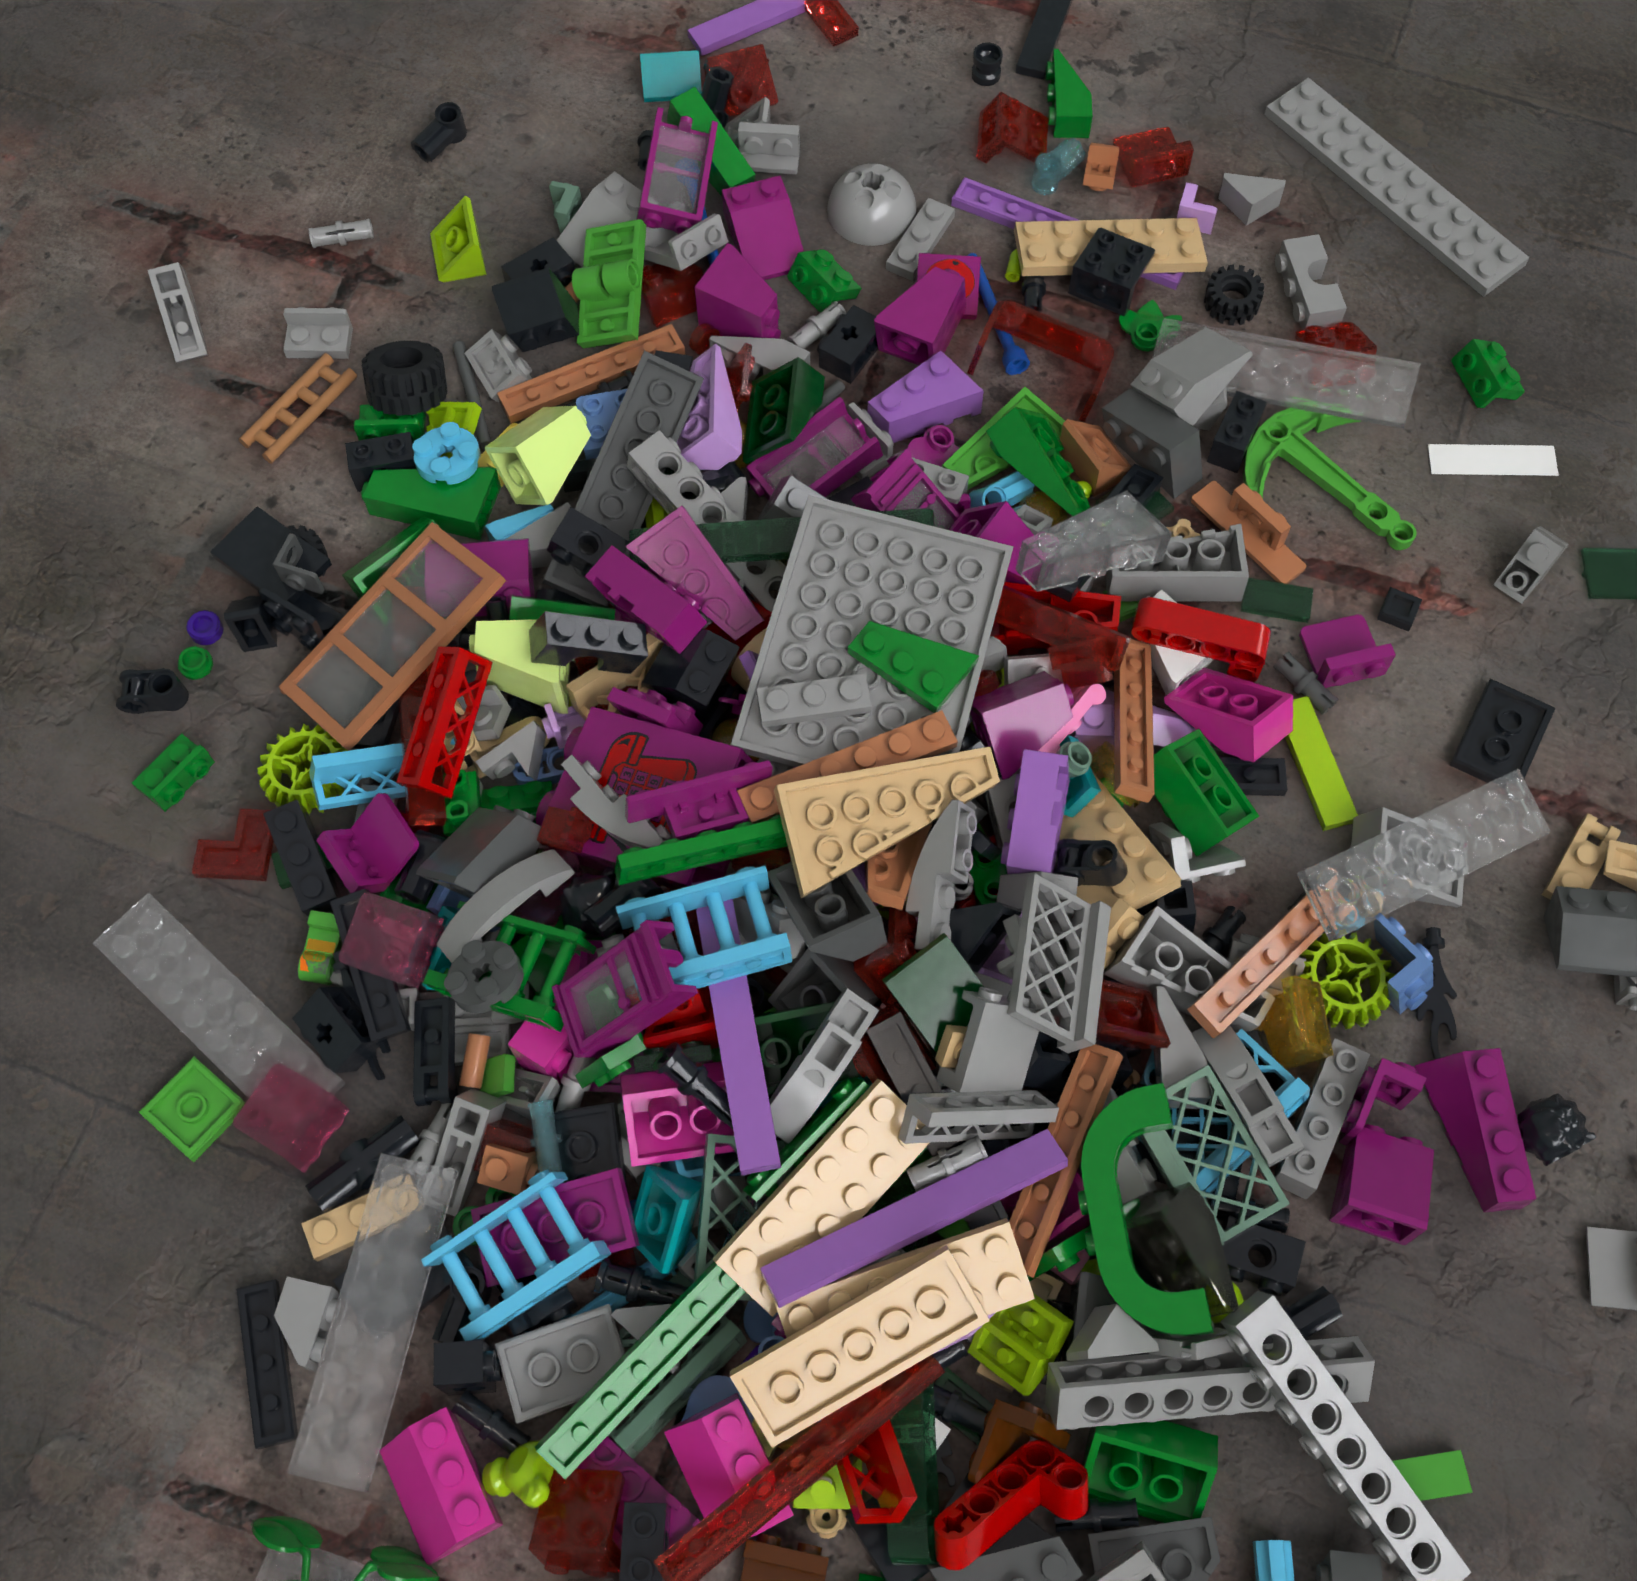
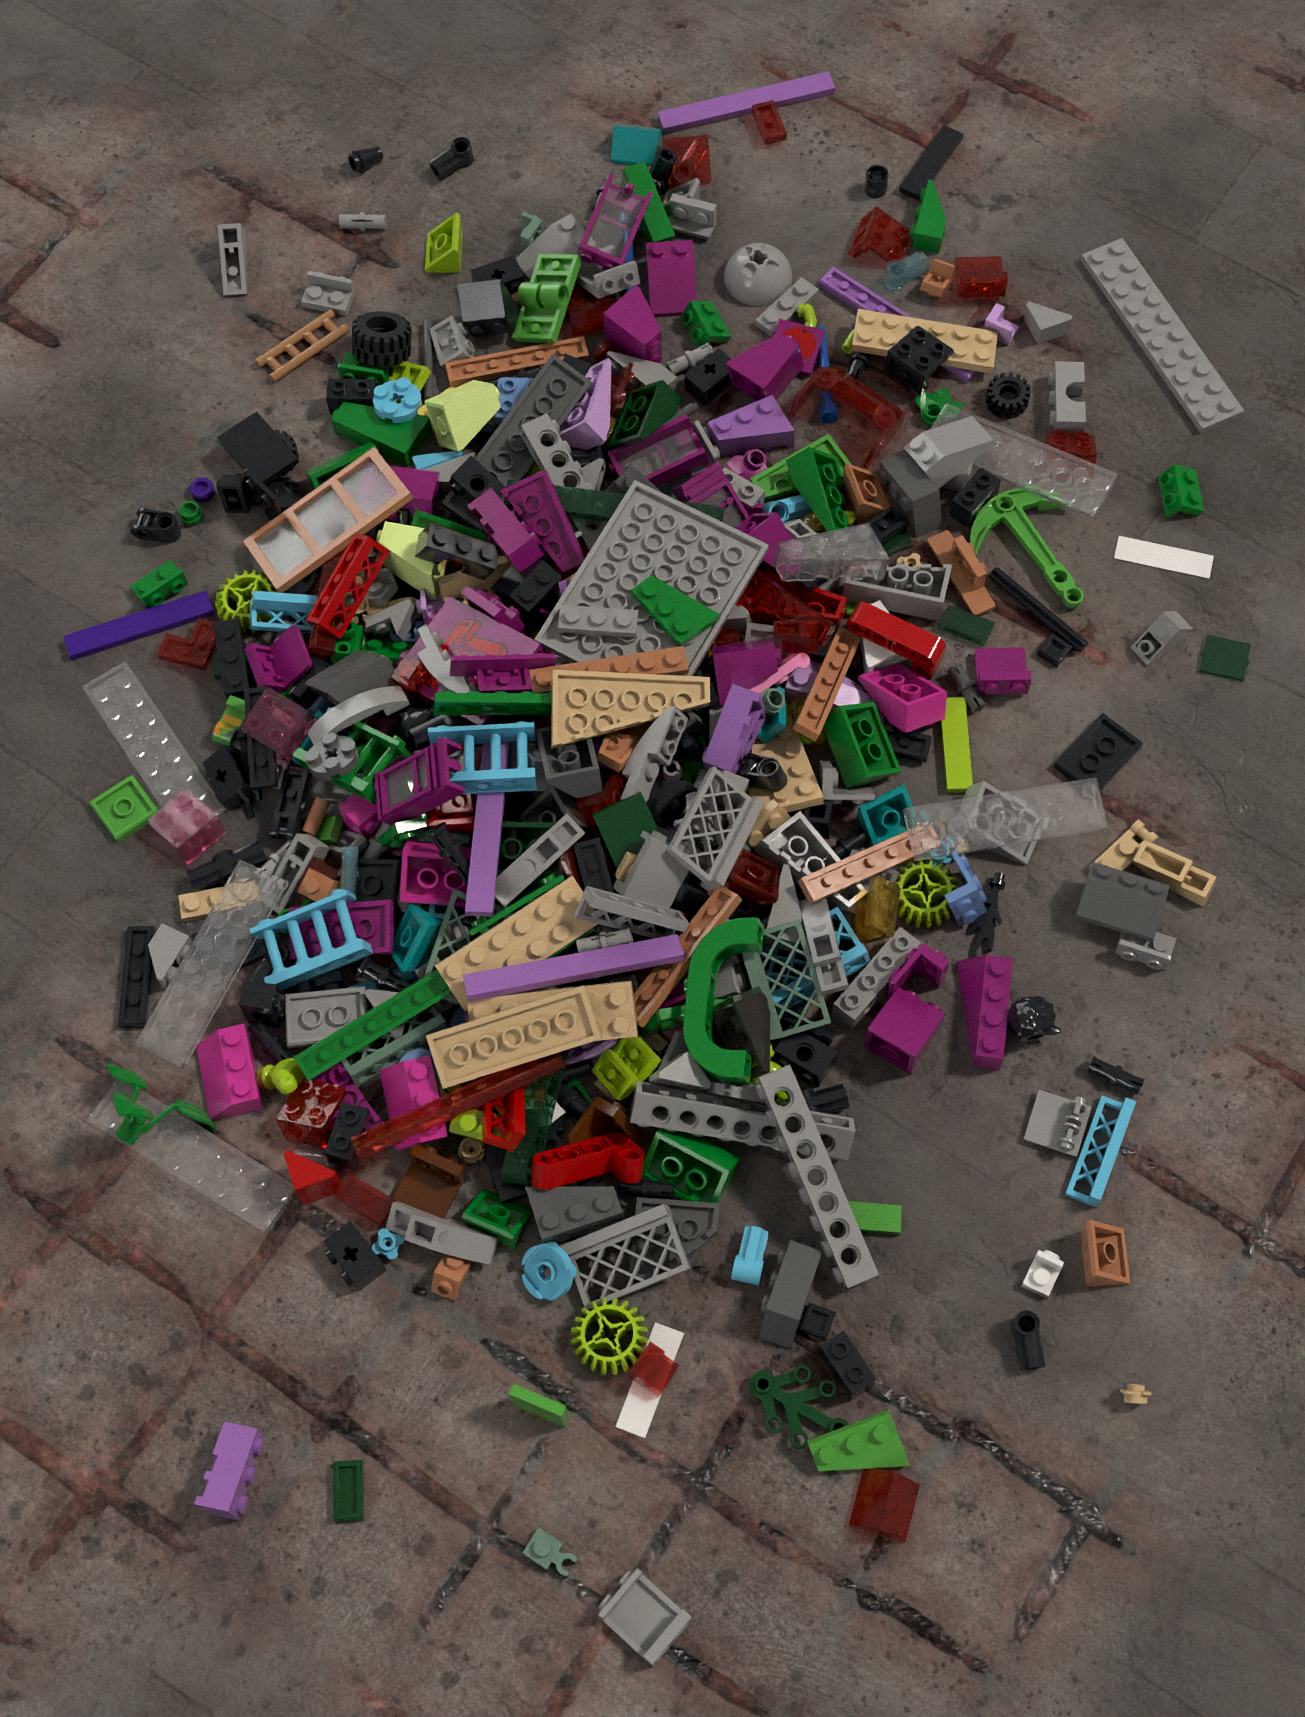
camera: 15 degrees right, 0 degrees up
(155, 836) = (138, 625): none -> dark purple tile
(293, 576) = (269, 465): dark grey bracket -> none
(324, 154) = (364, 158): none -> black cone
(949, 238) = (808, 313): none -> lime arm
(1263, 886) = (884, 815): none -> teal slope
(1363, 560) = (1038, 609): none -> black axle

